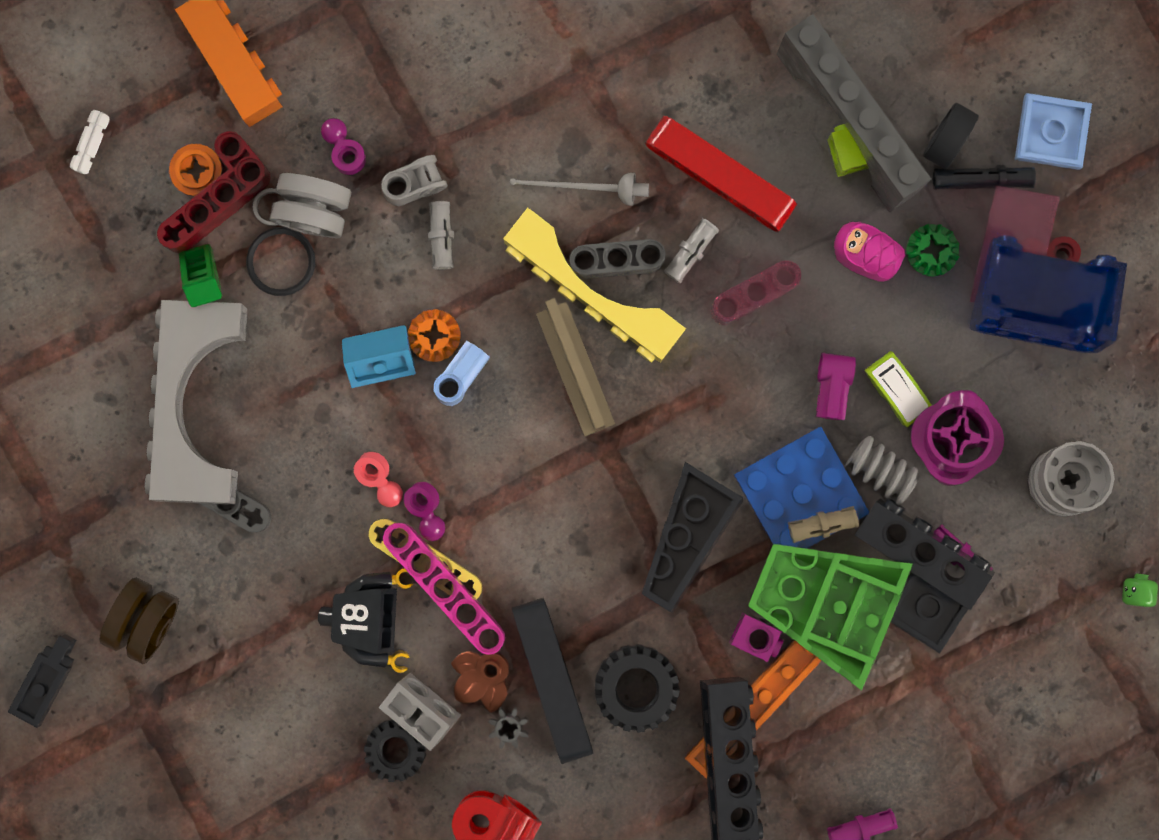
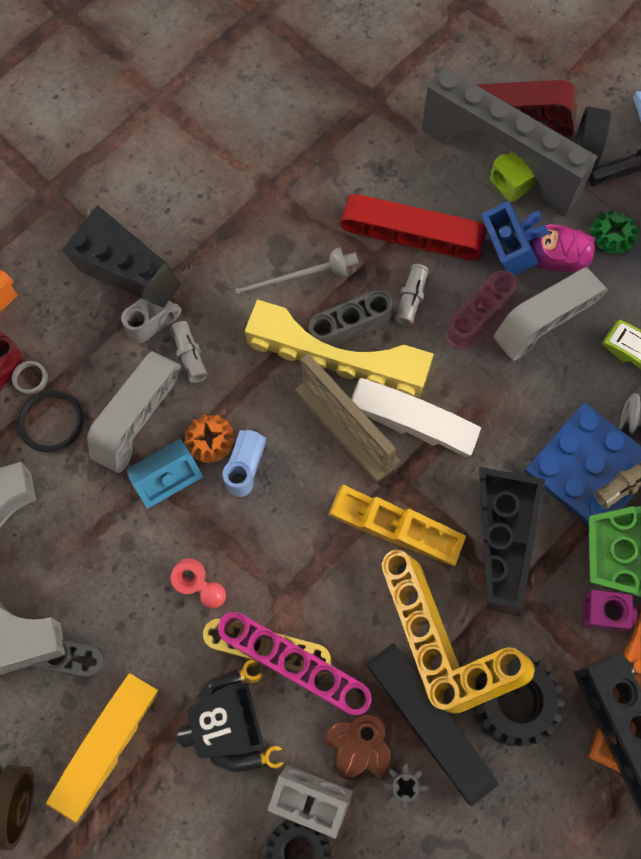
camera: 20 degrees left, 15 degrees down
(248, 600) = (101, 748): none -> yellow slope
(310, 205) = (62, 357): light grey wheel -> none
(335, 132) = (69, 298): magenta plate -> none
(349, 296) = (129, 410): none -> light grey beam
(396, 108) = (120, 259): none -> black wedge
(431, 525) = (261, 610): magenta plate -> none
(583, 614) = (437, 642): none -> yellow beam
(588, 487) = (397, 525): none -> yellow slope
(644, 385) = (415, 417): none -> white slope
(816, 227) = (513, 237): none -> blue brick
(824, 320) = (547, 311): none -> light grey beam
(835, 377) = (580, 357): magenta piece -> none
(896, 70) = (542, 100): none -> dark red beam

